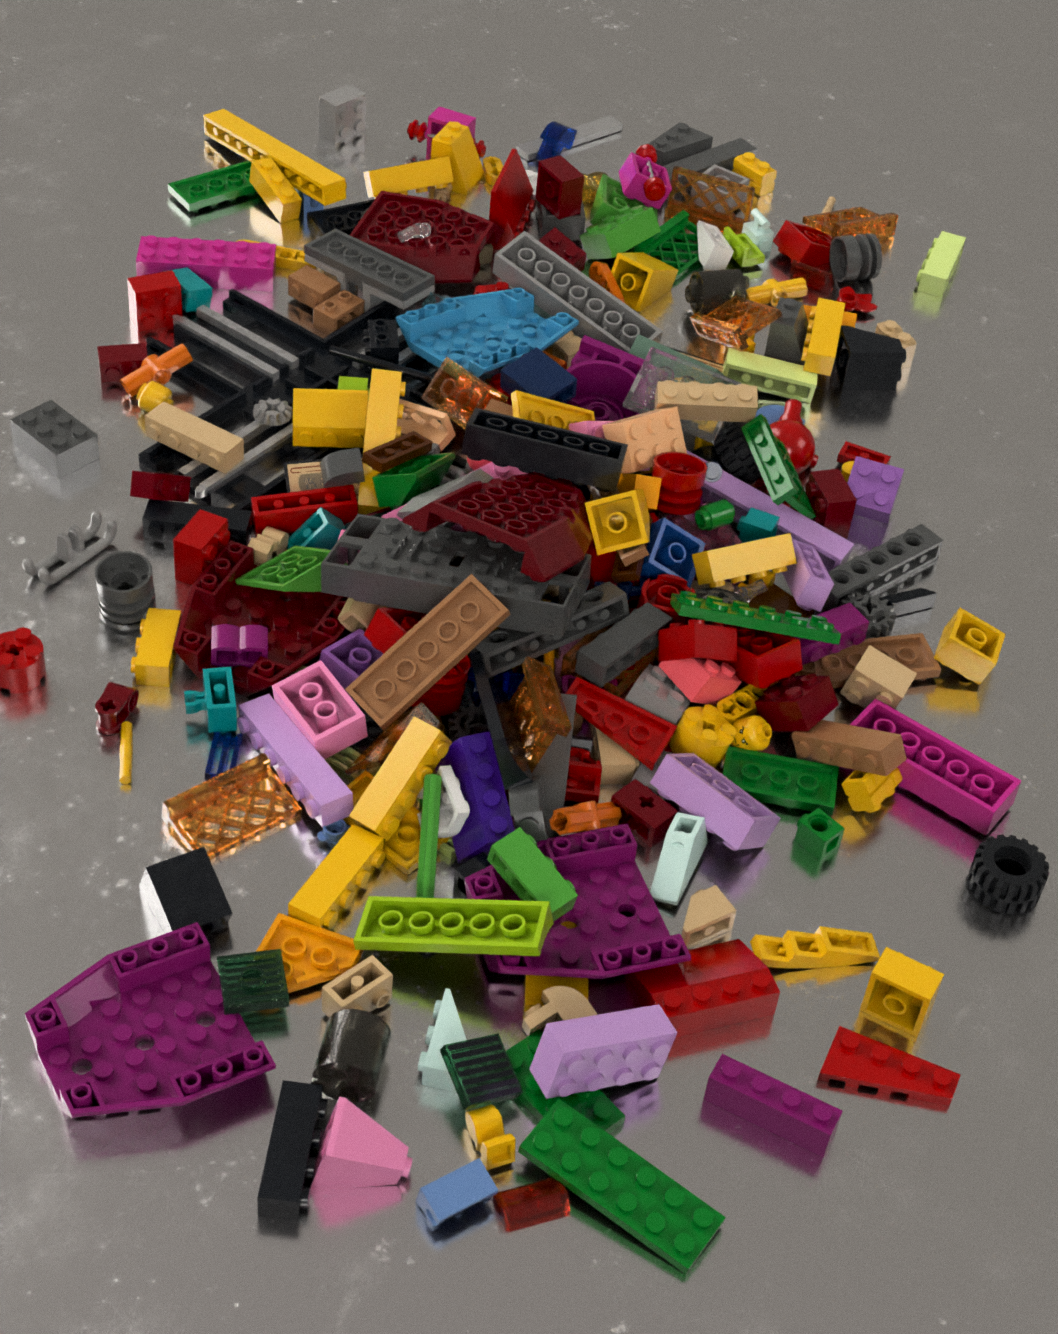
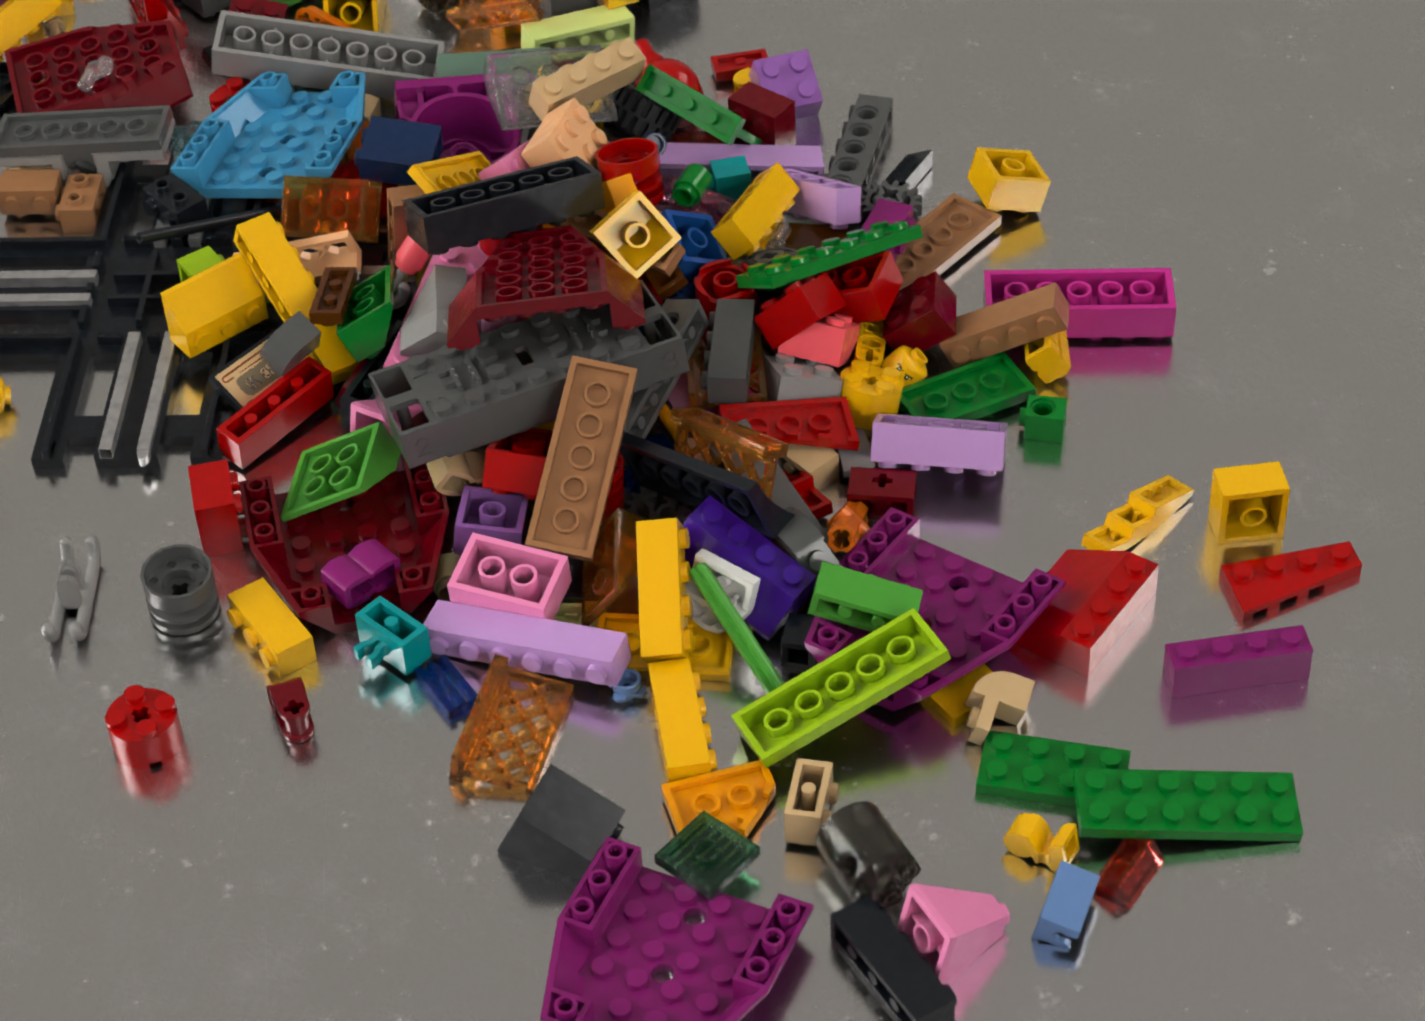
camera: 30 degrees left, 0 degrees up
(126, 751) = (347, 743): yellow piece -> none
(160, 486) = (105, 473): dark red brick -> none
(167, 518) = (162, 493): black brick -> none
(194, 437) = (86, 405): tan brick -> none
(268, 544) = (272, 463): tan leg -> none
(272, 418) = (145, 339): light grey gear -> none
(318, 531) = (309, 426): teal slope -> none
(446, 1031) = (933, 797): light aqua slope -> none
(481, 1071) = (987, 792): tile -> none
(602, 1051) = (1074, 705): lavender brick -> none
(679, 857) = (955, 511): light aqua slope -> none
(707, 916) = (1024, 544): tan slope -> none
(877, 678) = (968, 251): tan brick -> none
(1008, 874) = (1228, 355): black tyre -> none

